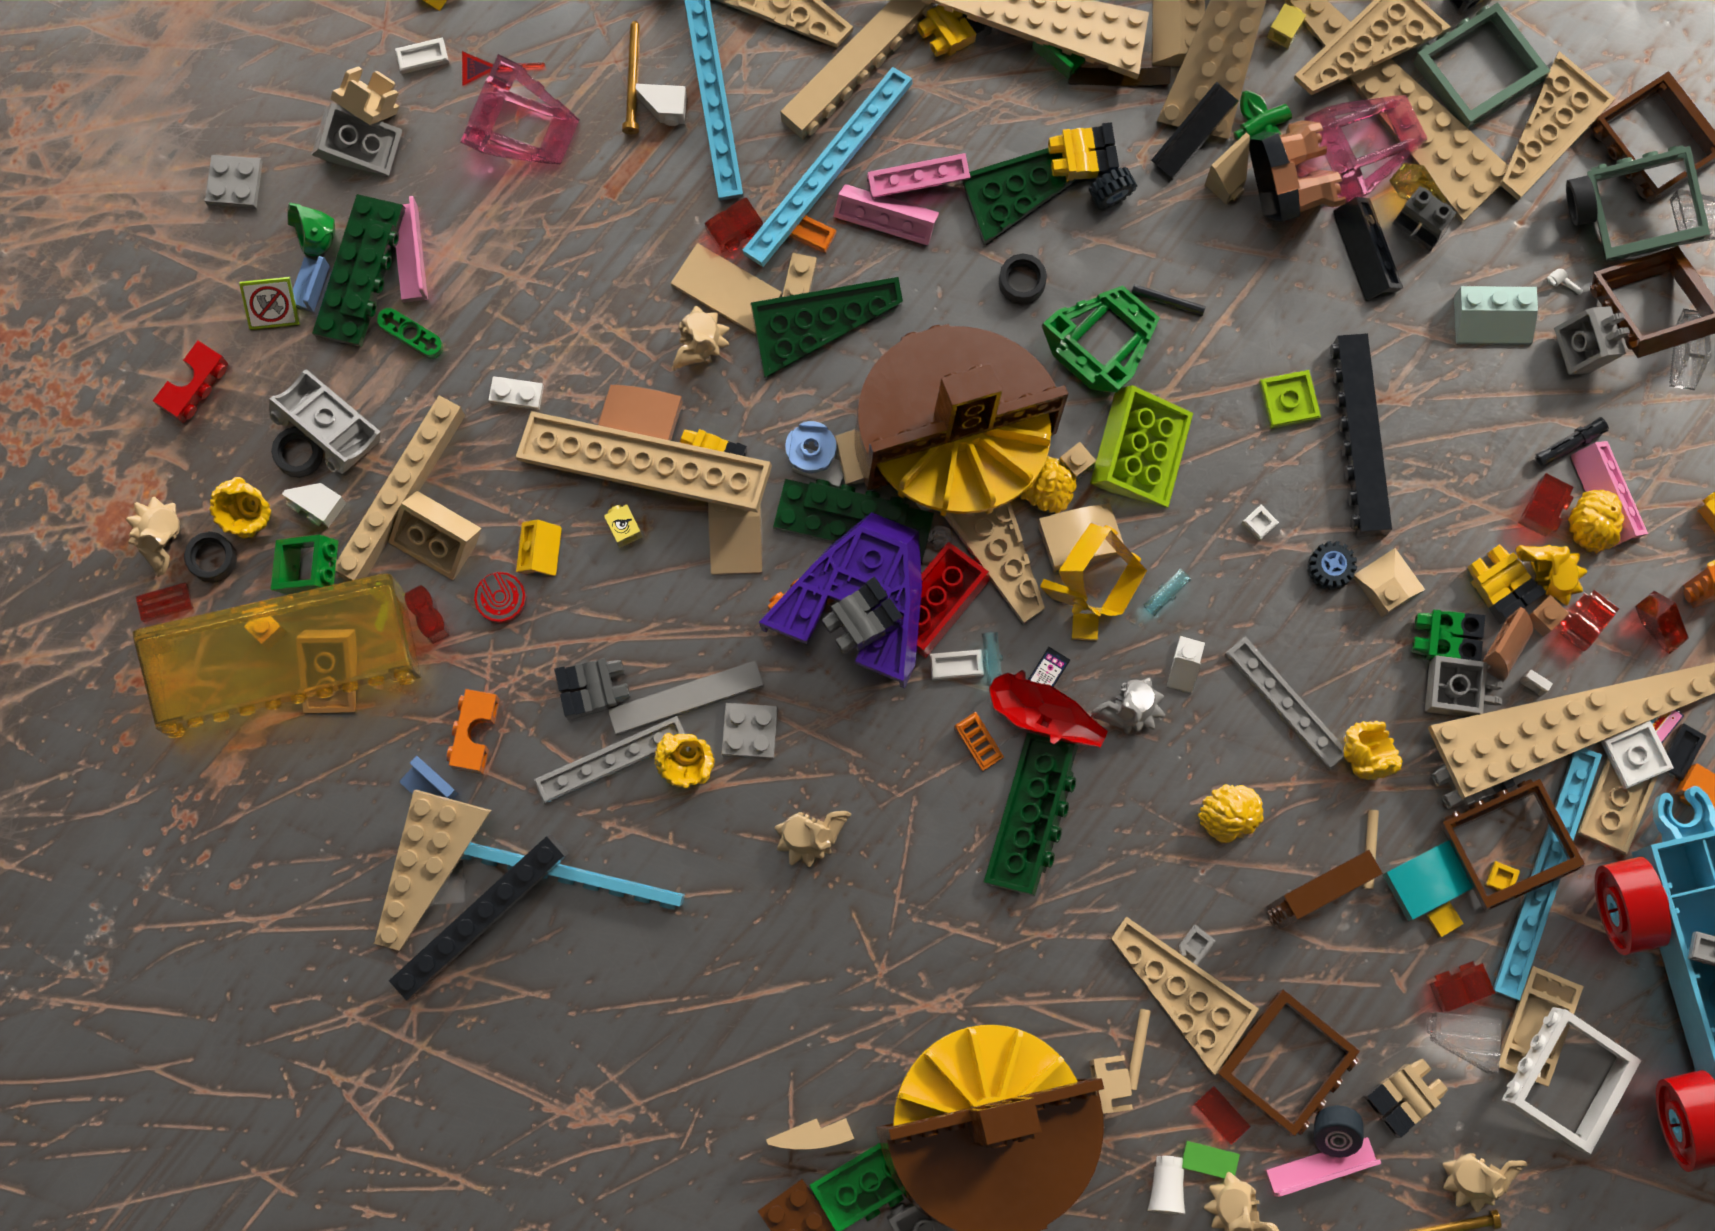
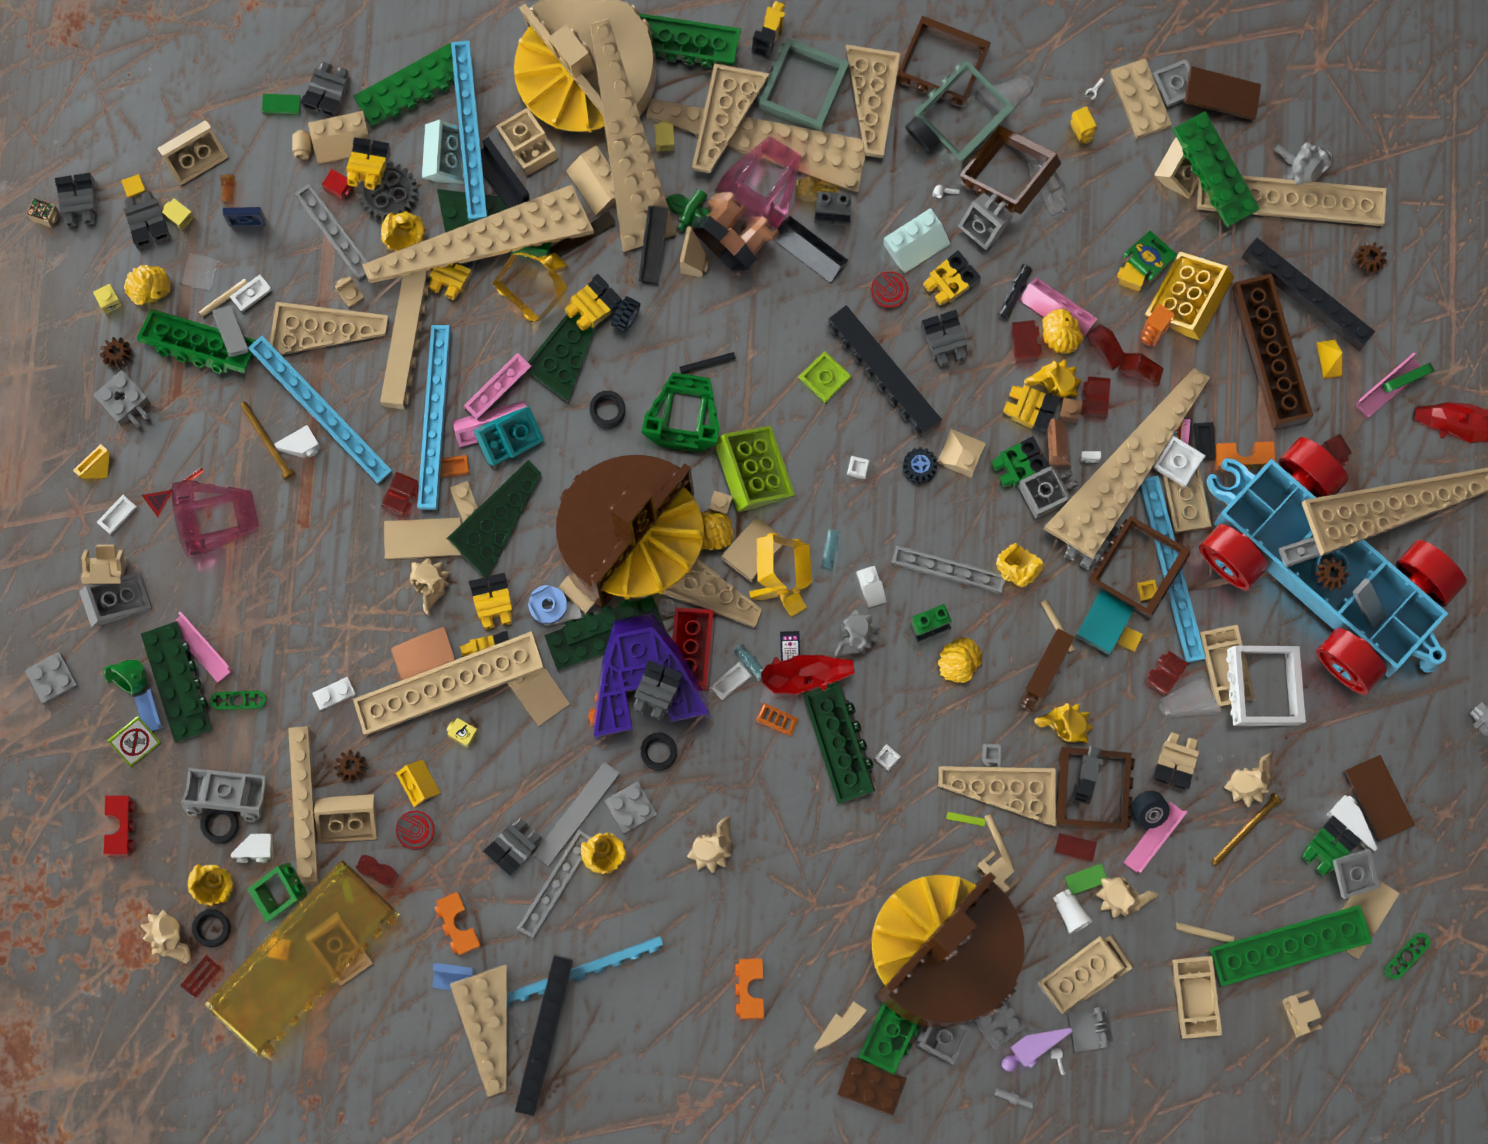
camera: 35 degrees left, 0 degrees up
(485, 488) = (358, 766): none -> reddish brown gear
(751, 411) = (492, 607): none -> yellow hips
(753, 1002) = (749, 1007): none -> orange arch
(826, 669) = (644, 754): none -> black tyre
(894, 237) = (508, 435): none -> teal slope
(1069, 84) = (553, 264): none -> yellow piece
(1074, 867) = (887, 757): none -> white tile
(1117, 996) = (966, 819): none -> lime piece
(1232, 746) = (933, 619): none -> green hips
(1298, 1038) = (1090, 768): none -> hips
(1308, 966) = (1068, 722): none -> yellow head
(1428, 350) = (889, 290): none -> tile
(1457, 450) = (945, 342): none -> dark grey hips
(1508, 382) = (952, 278): none -> yellow hips
(1638, 569) = (1106, 345): none -> clear red slope

